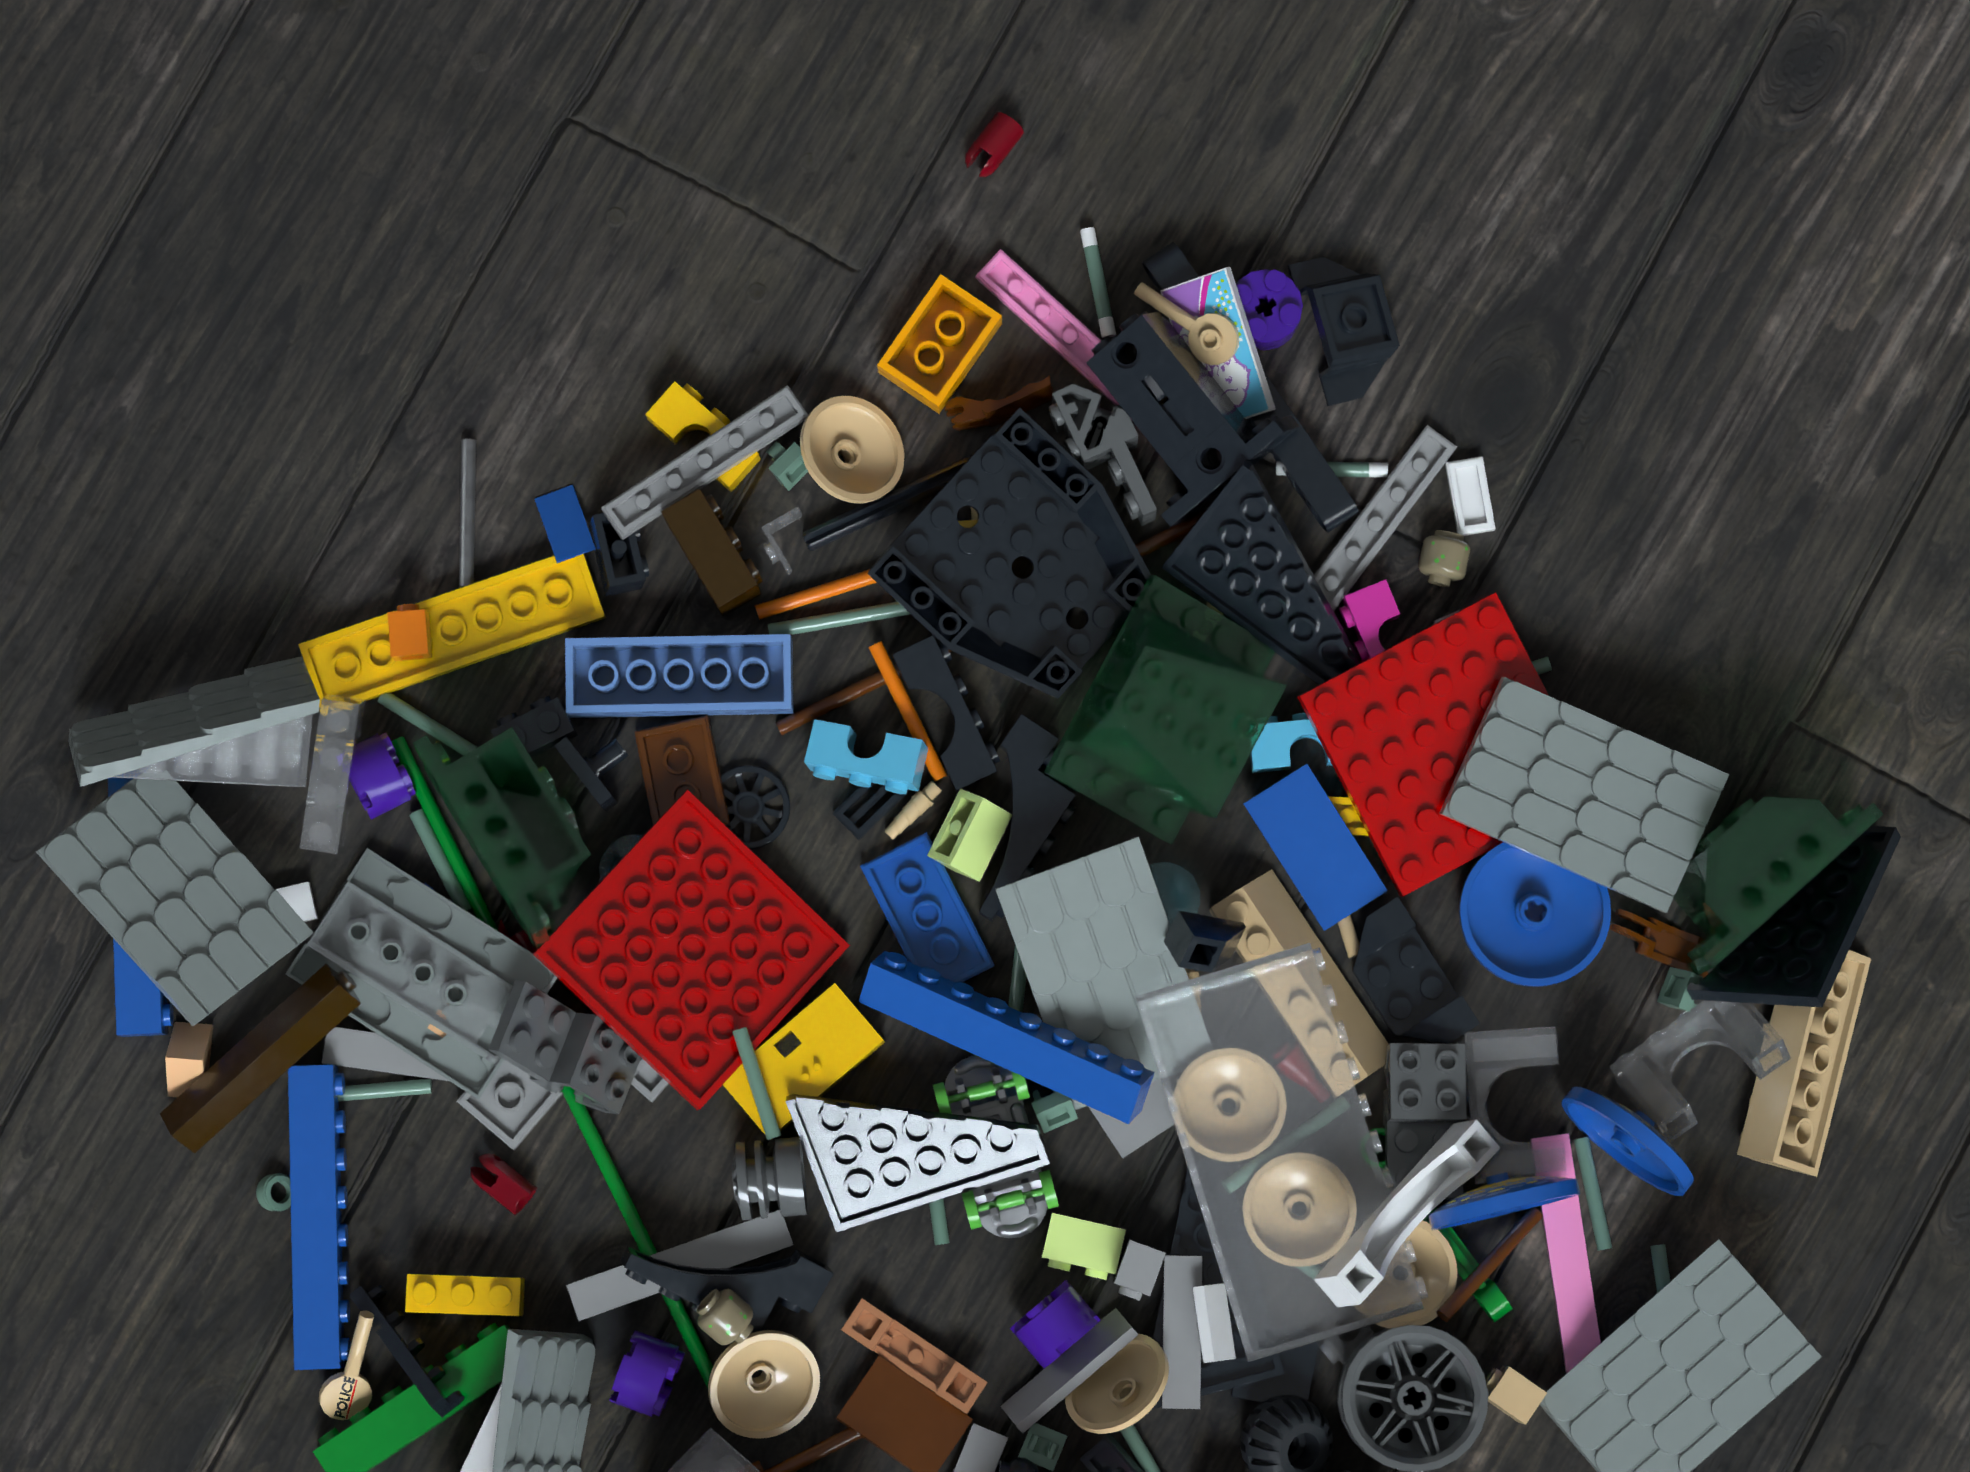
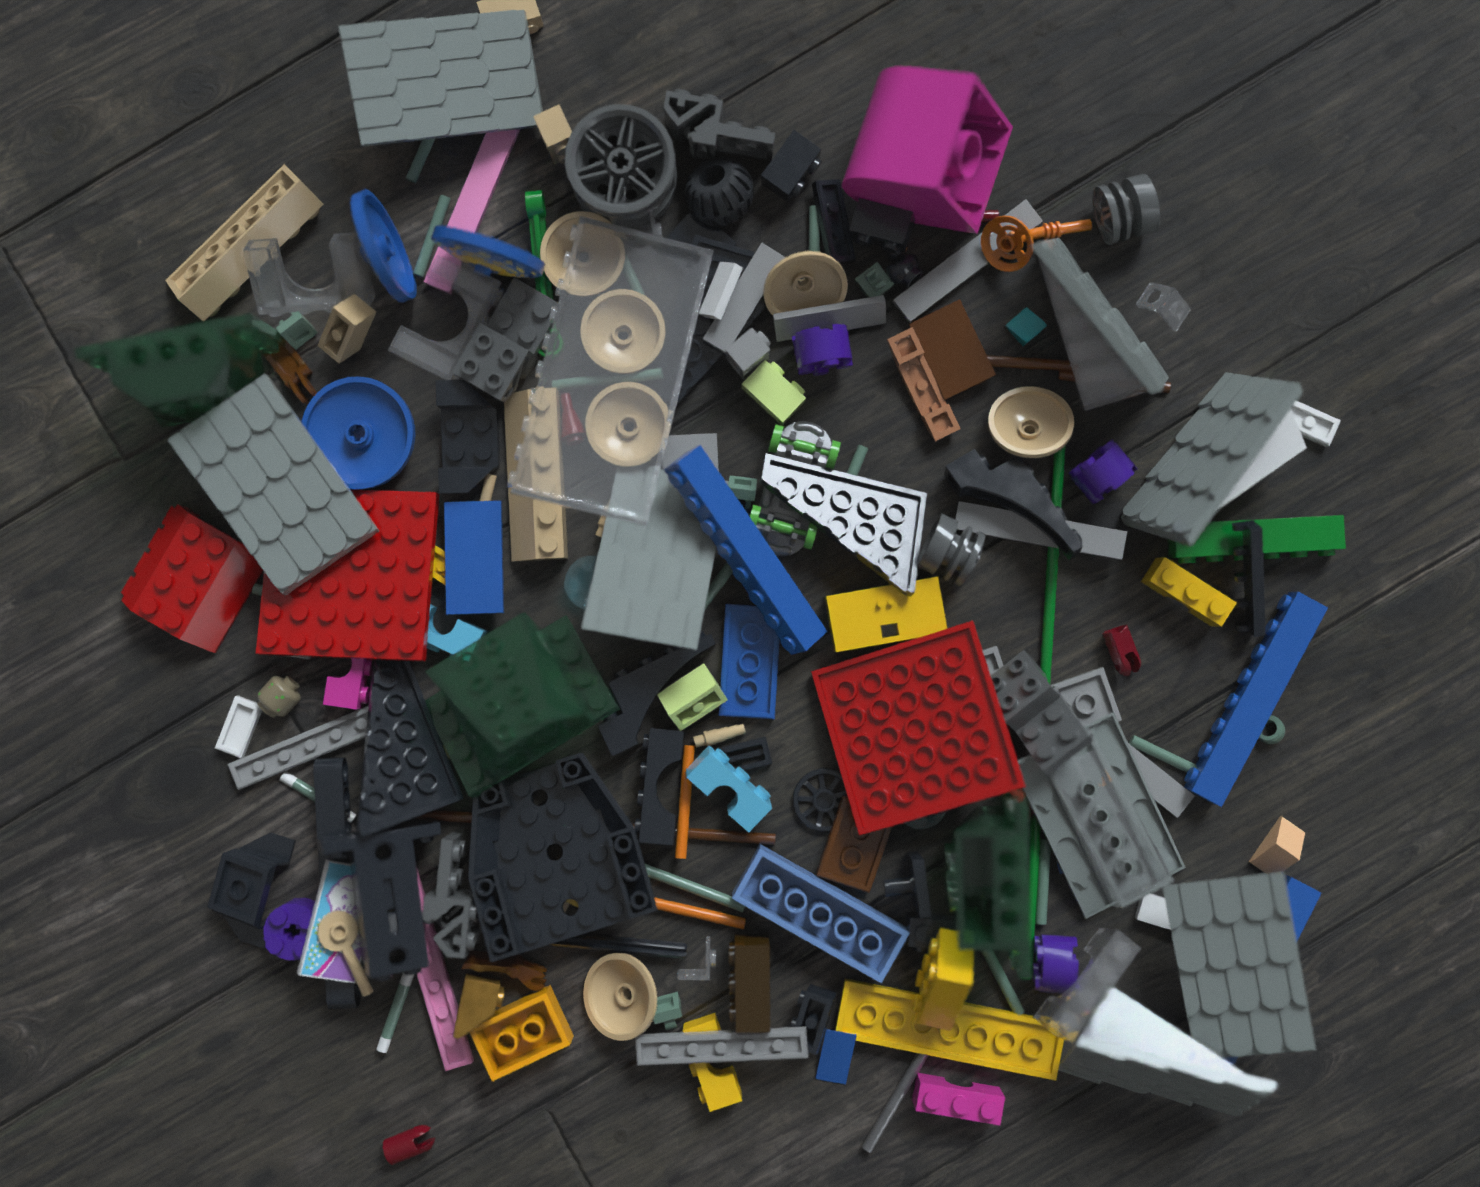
camera: 155 degrees left, 5 degrees up
(261, 1057) = (1237, 822): dark brown brick -> none
(349, 1391) = (1298, 574): tan piece -> none
(409, 552) = (974, 1103): none -> dark pink arch
(409, 633) = (981, 1046): orange brick -> none
(498, 680) = (943, 981): none -> yellow brick
(725, 1317) = (1034, 476): dark tan head -> none
(756, 1083) = (925, 616): sand green bar -> none
(1010, 349) = (477, 1002): none -> pearl gold slope
(1202, 940) = (581, 536): black slope -> none
(1367, 1254) = (599, 261): white arch -> none
(1489, 1264) = (533, 222): reddish brown bar -> none
(1618, 1023) = (346, 328): none -> tan brick
(1626, 633) = (192, 580): none -> red slope
(1807, 939) = (193, 295): black wing -> none

